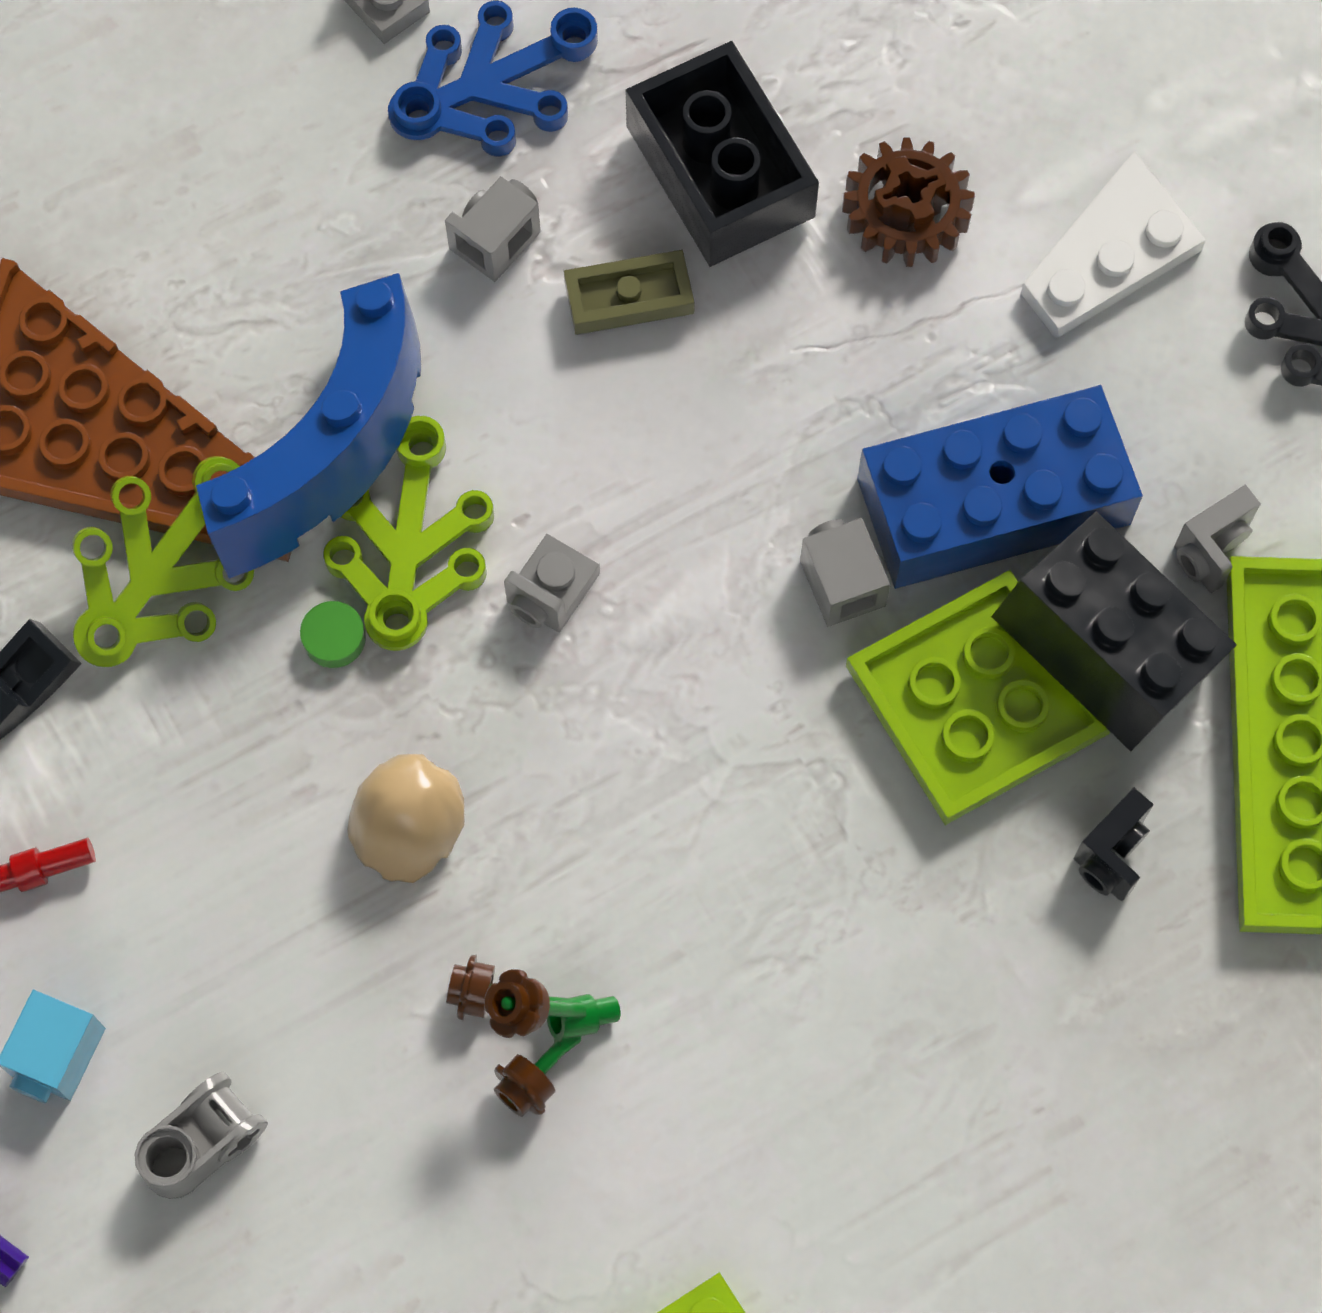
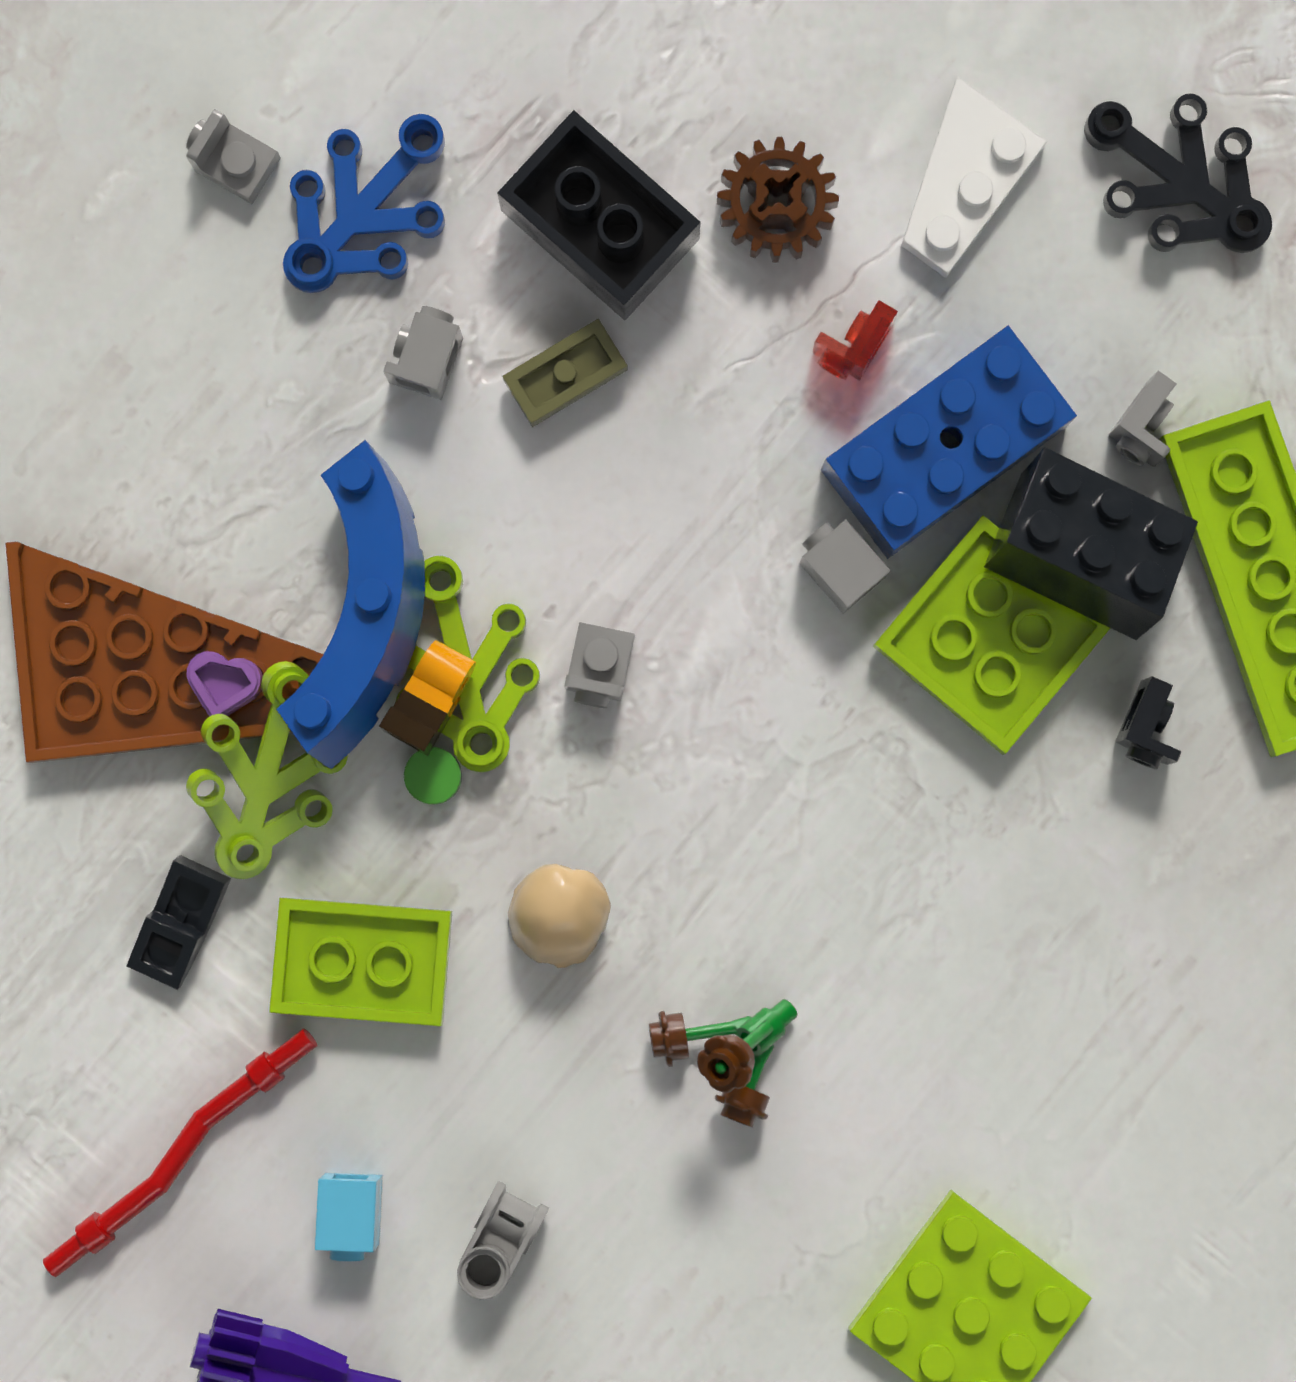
camera: 20 degrees left, 15 degrees up
(157, 459) = (223, 684): none -> medium lavender tile
(178, 791) = (361, 961): none -> lime plate
(358, 547) = (429, 697): none -> leg
(946, 364) = (866, 337): none -> clear red bracket

